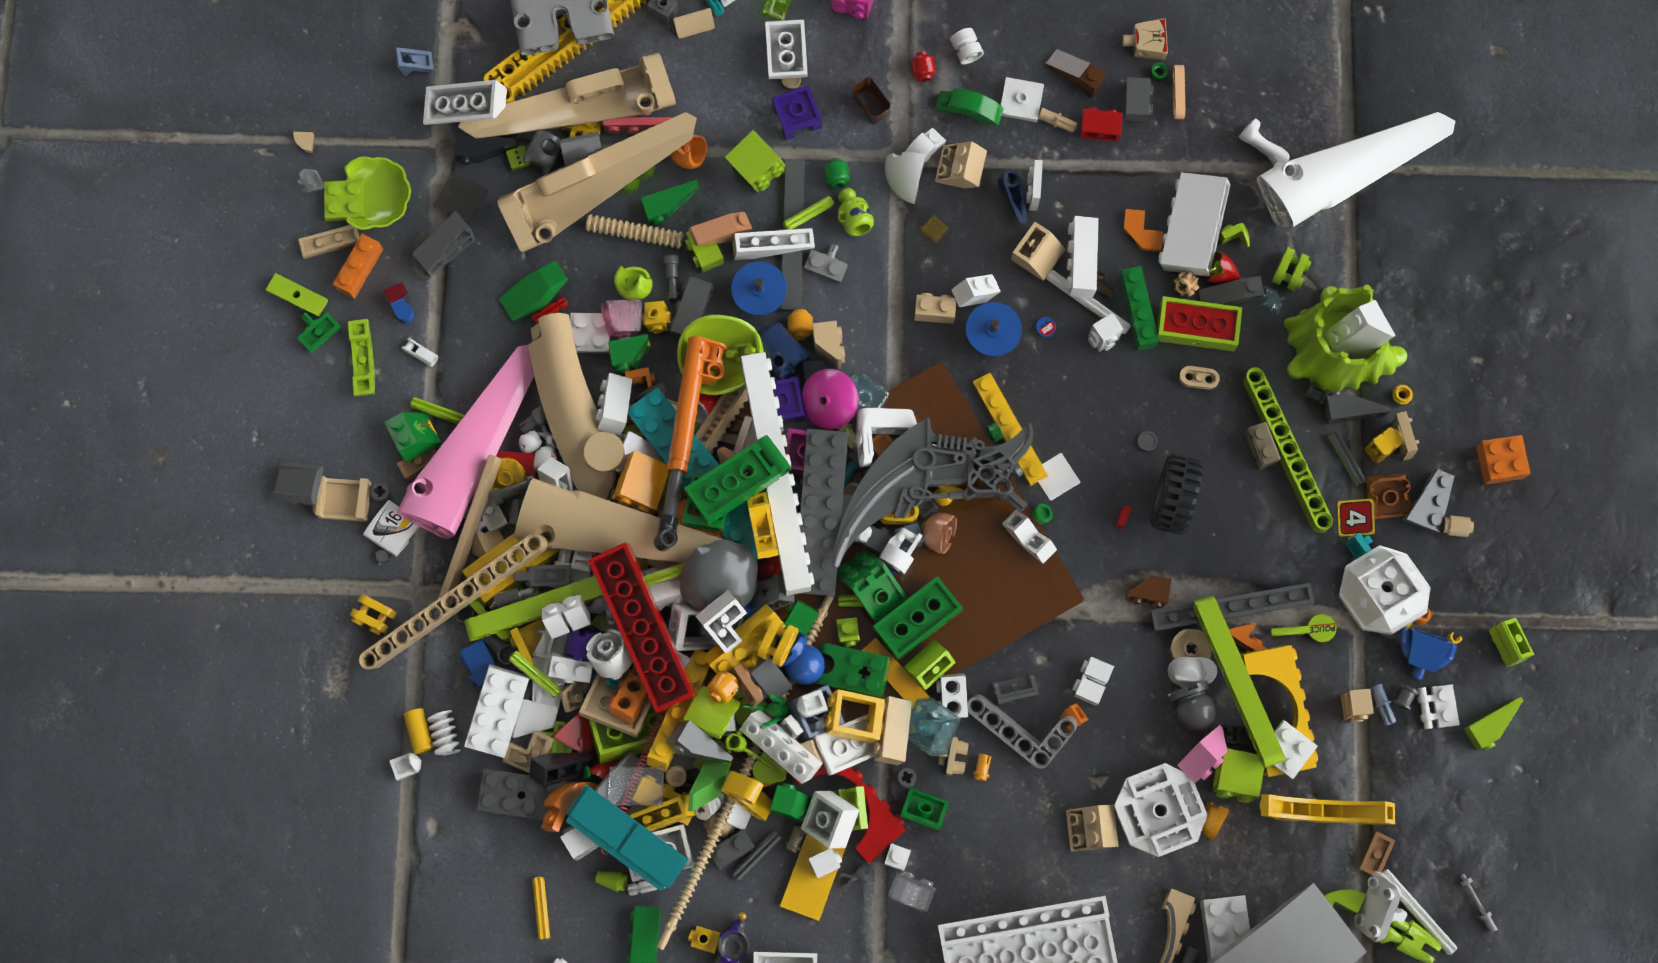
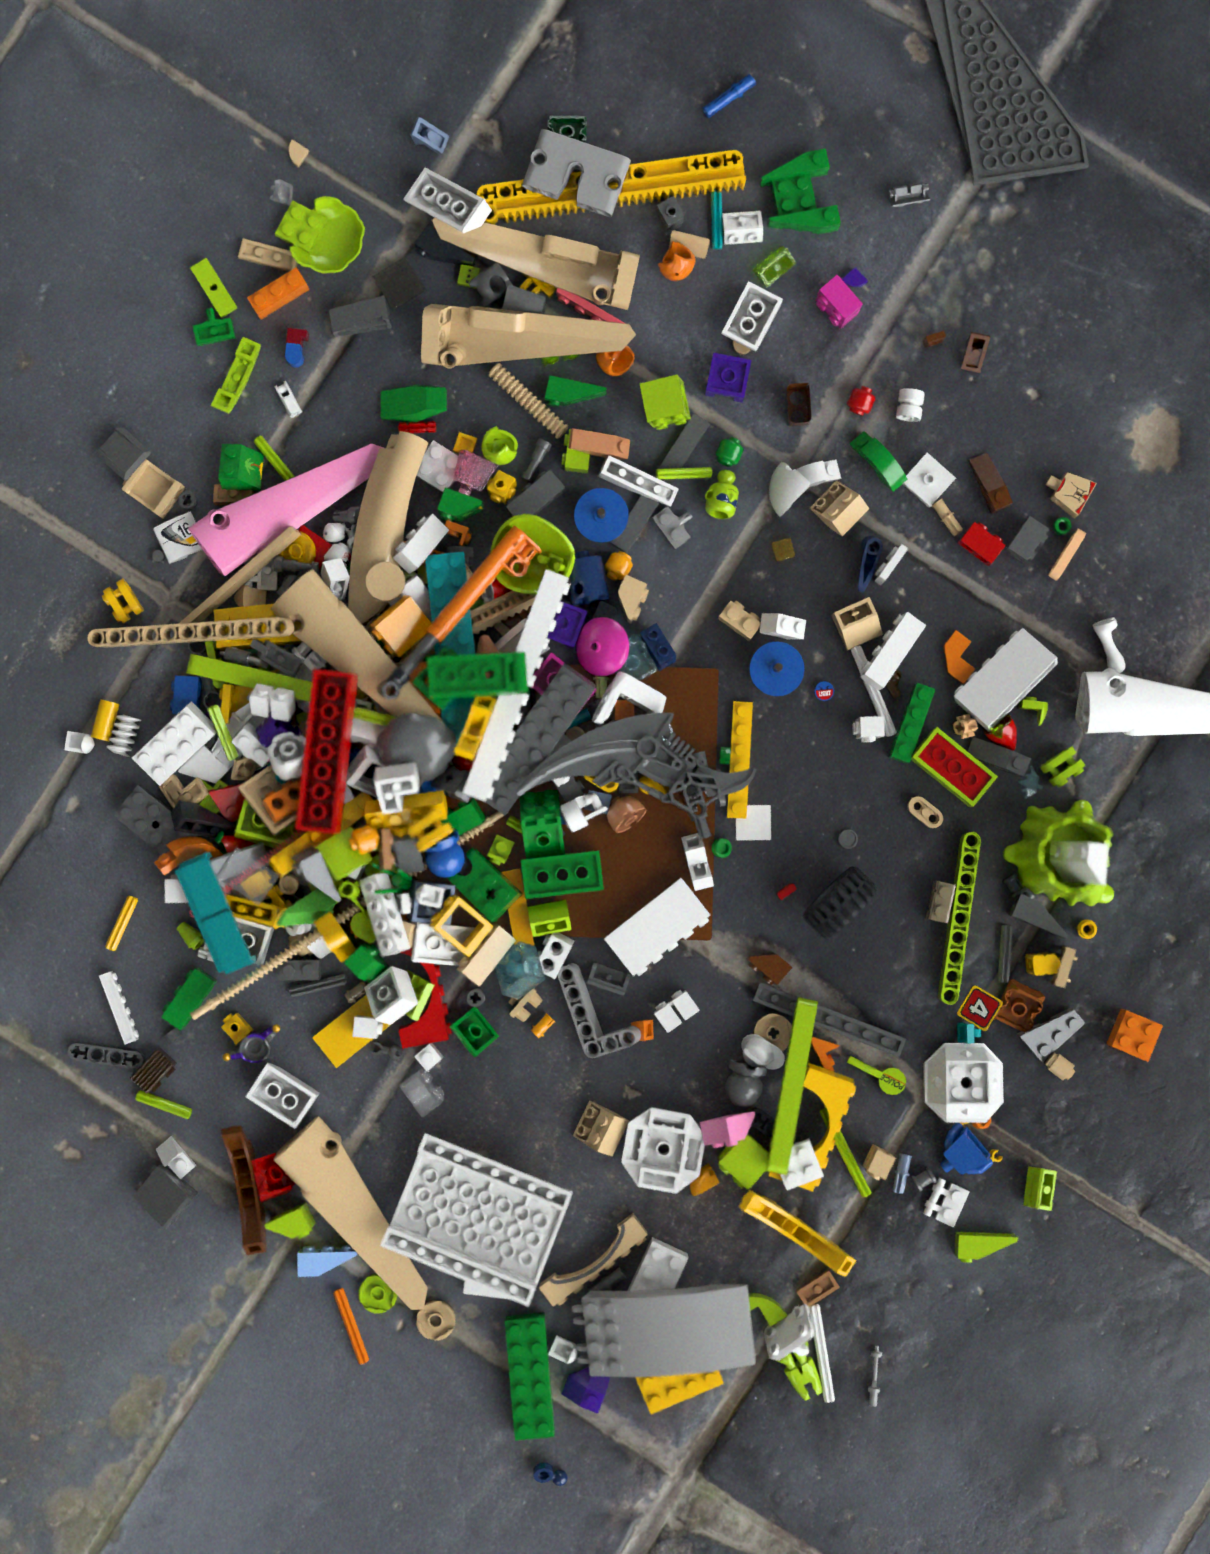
camera: 30 degrees right, 10 degrees up
(598, 298) = (465, 442): none -> yellow tile
(693, 43) = (677, 262): none -> orange piece
(879, 371) = (658, 647): none -> dark blue hinge
(1030, 615) = (657, 927): none -> white brick
(1327, 720) = (848, 1158): none -> lime axle

